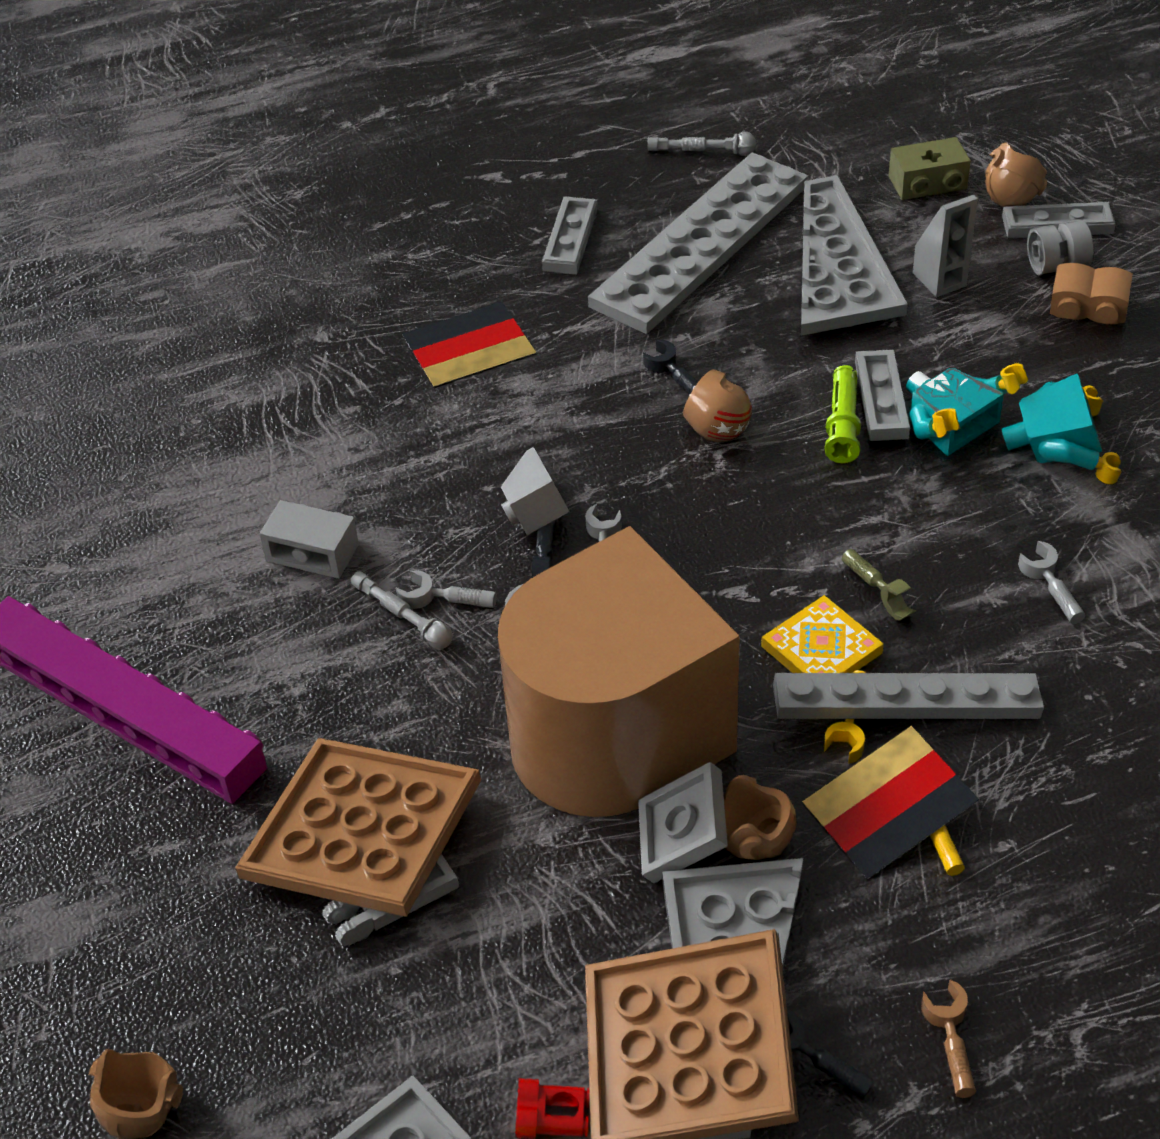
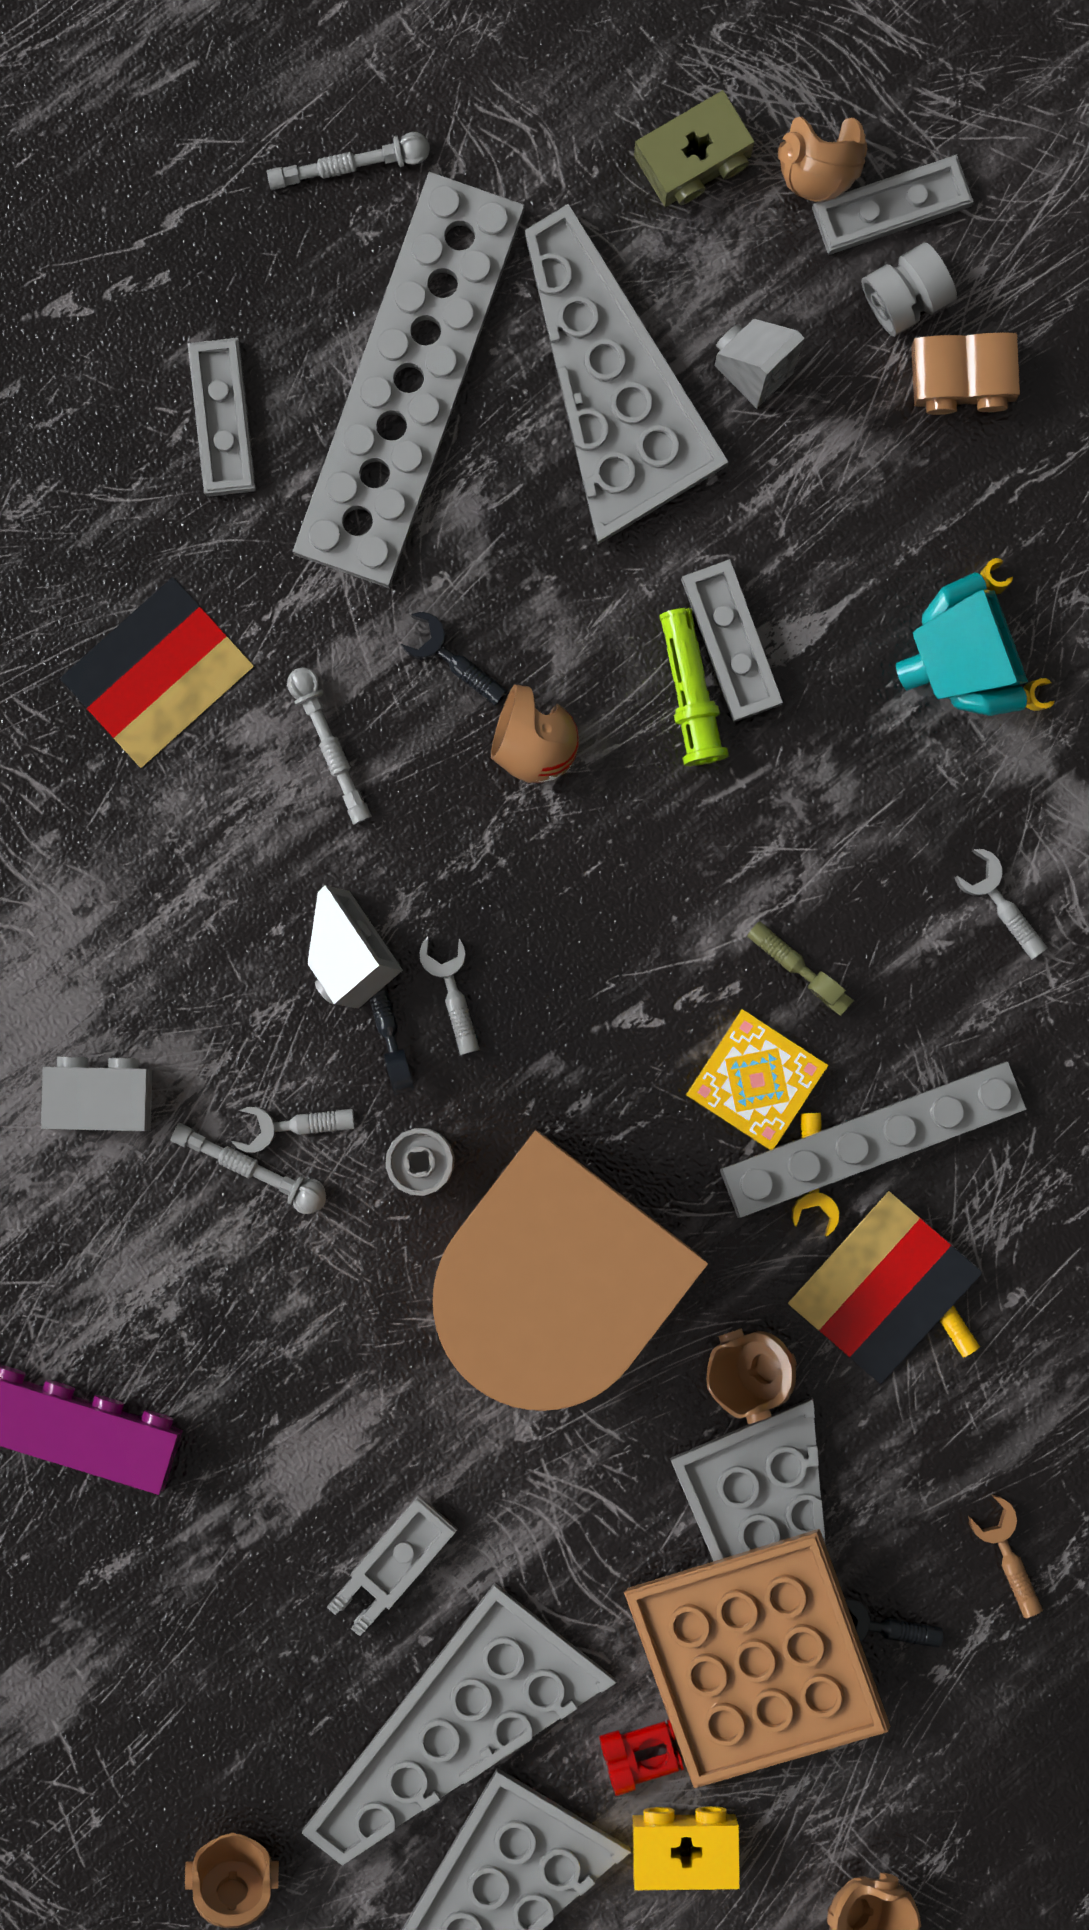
camera: 20 degrees left, 40 degrees up
(360, 826) = (326, 1494): medium nougat tile -> none
(417, 1021) = (471, 1708): none -> light grey wing
(567, 367) = (304, 686): none -> light grey piece
(682, 822) = (677, 1400): light grey plate -> none
(958, 406) = (831, 646): teal torso -> none

